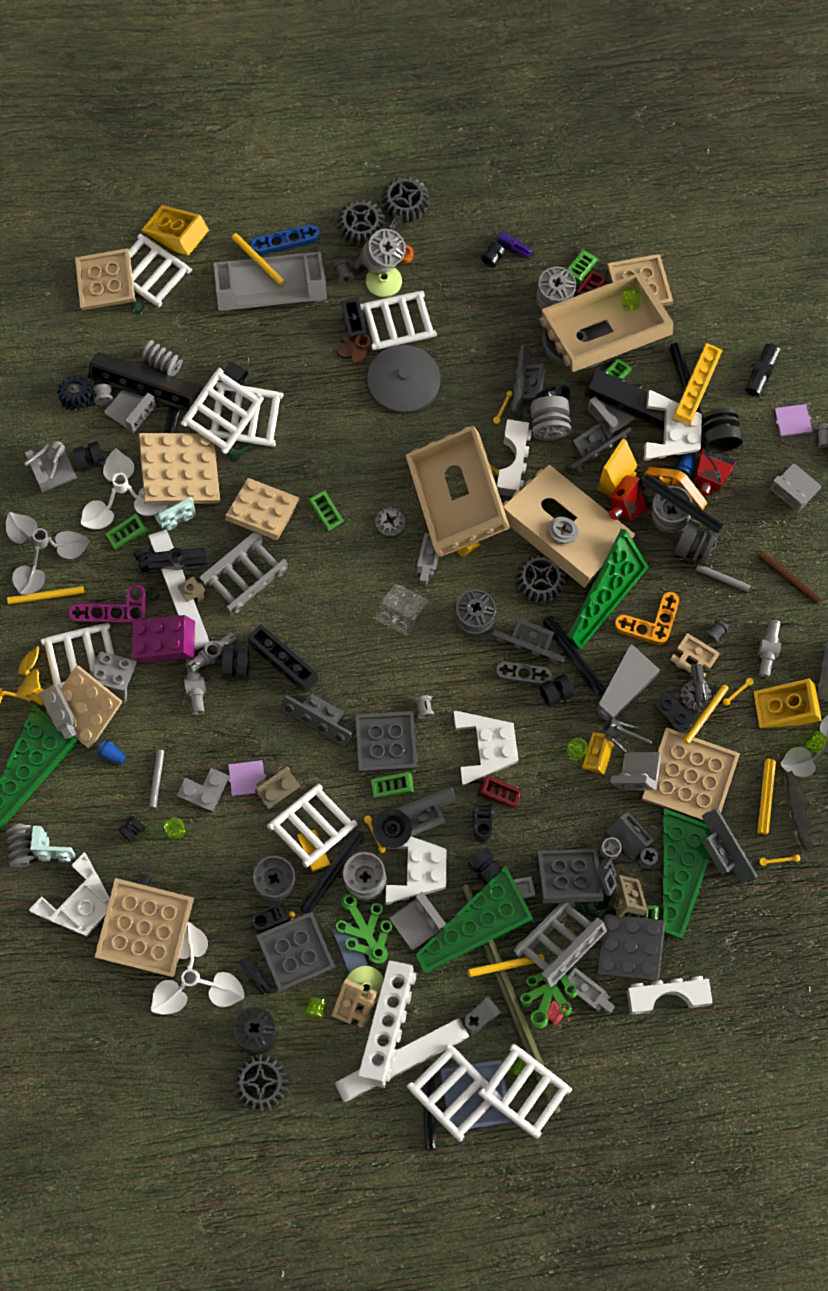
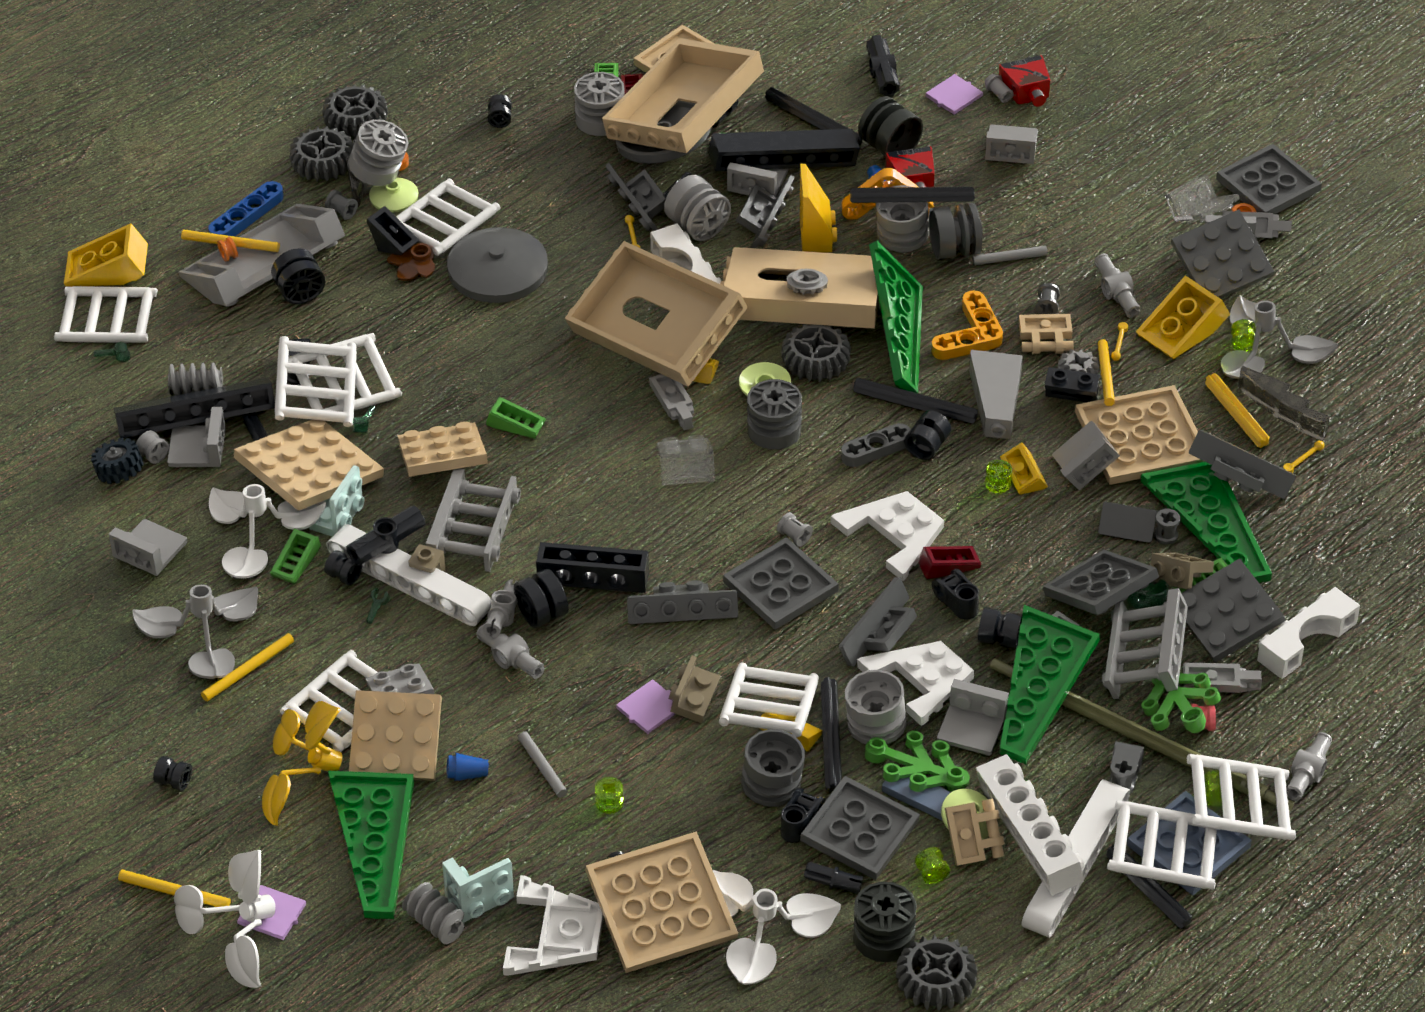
camera: 30 degrees left, 25 degrees down
(54, 453) = (143, 521): light grey plant -> none
(59, 710) = (368, 751): light grey hinge -> none
(95, 454) = (187, 508): black wheel -> none
(105, 279) = (61, 342): tan plate -> none
(107, 615) = (338, 631): magenta beam -> none
(131, 829) = (557, 823): black wheel -> none
(163, 639) = (436, 619): magenta brick -> none
(206, 794) = (616, 745): light grey plate -> none
(249, 266) = (227, 249): none -> orange bush
(273, 317) = (298, 276): none -> black wheel
(368, 820) = (827, 668): yellow hinge -> none
(386, 528) = (601, 399): light grey gear -> none
(387, 836) = (866, 634): black dish -> none
(391, 778) = (831, 602): bright green slope -> none
(492, 573) = (760, 372): none -> yellowish green dish
(501, 966) = (1105, 704): yellow bar -> none
(514, 245) = (518, 93): dark purple axle -> none
(531, 637) = (855, 406): dark grey bracket -> none
(589, 1092) = (1308, 766): none -> light grey pin
(607, 875) = (1143, 555): dark grey slope -> none
(610, 845) = (1120, 538): light grey wheel -> none
(614, 729) = (1026, 428): dark grey plant -> none
(629, 499) = (849, 228): red torso -> none
(630, 299) = (690, 66): clear neon green wheel -> none
(678, 437) = (846, 144): white wing -> none
(697, 384) = (829, 102): yellow tile -> none
(699, 683) = (1075, 346): dark grey axle -> none
(789, 577) = (1078, 220): reddish brown bar -> none

